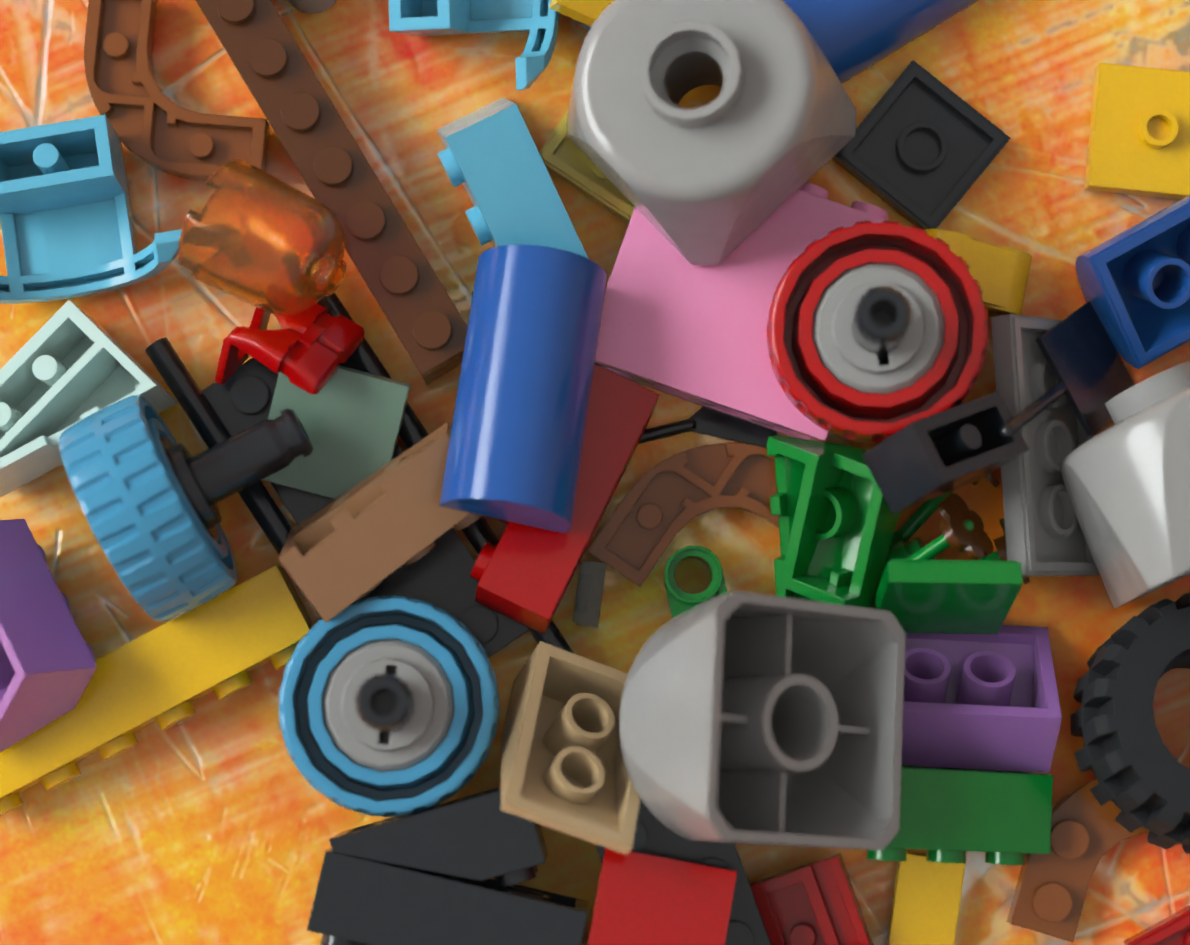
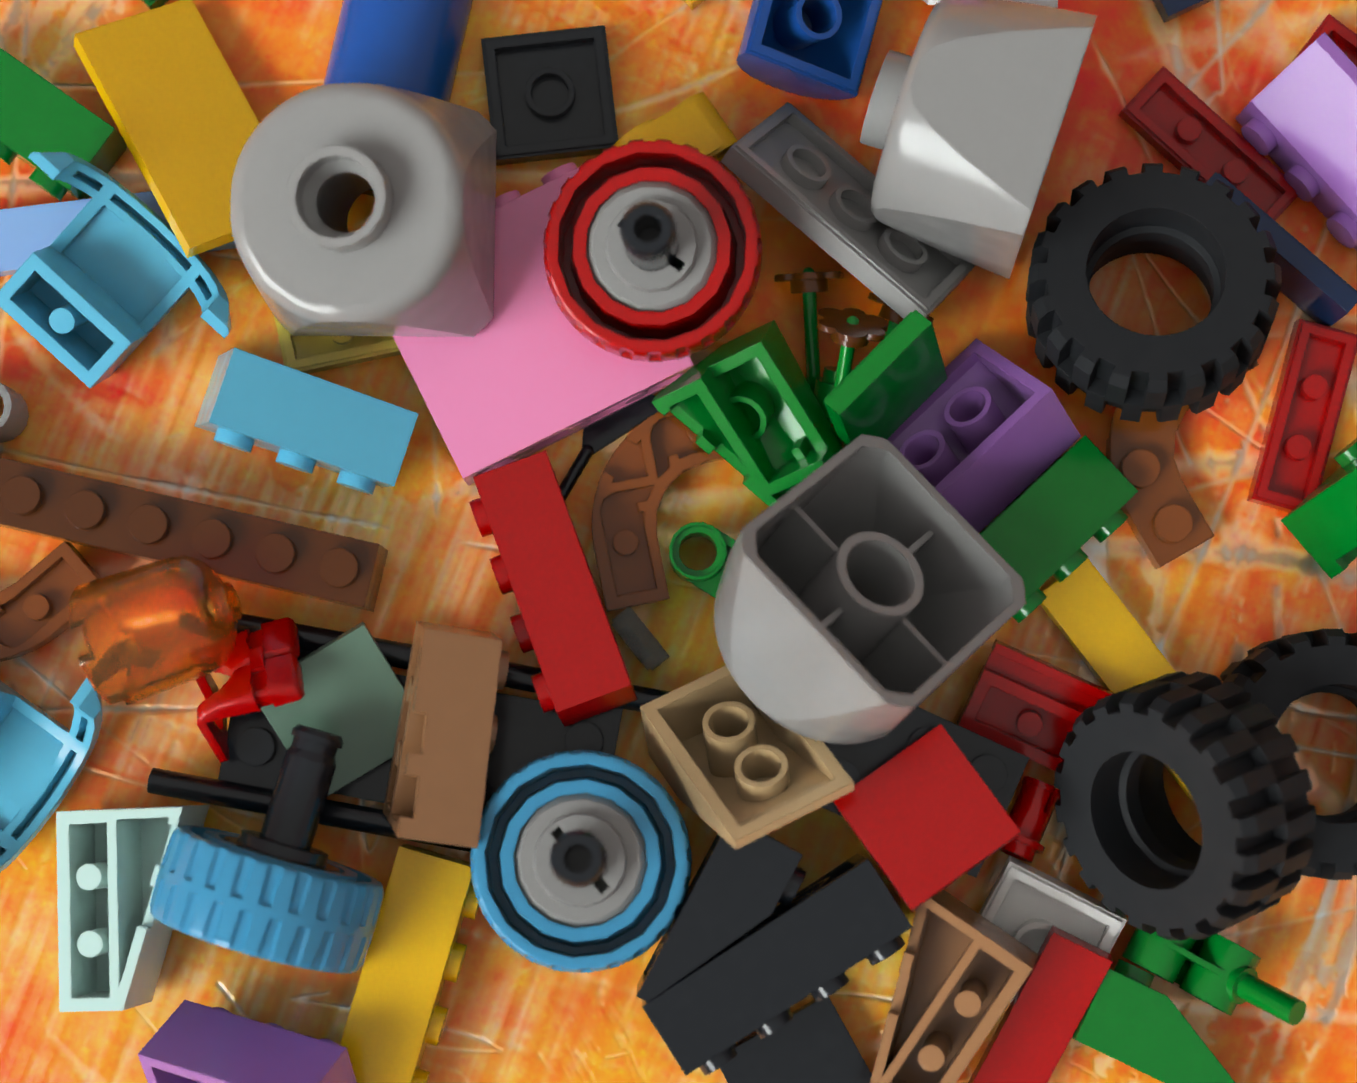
camera: 50 degrees left, 0 degrees up
(525, 386) = (445, 539): blue brick -> none
(943, 452) = (785, 286): black brick -> none
(1085, 369) = (820, 132): black piece -> none

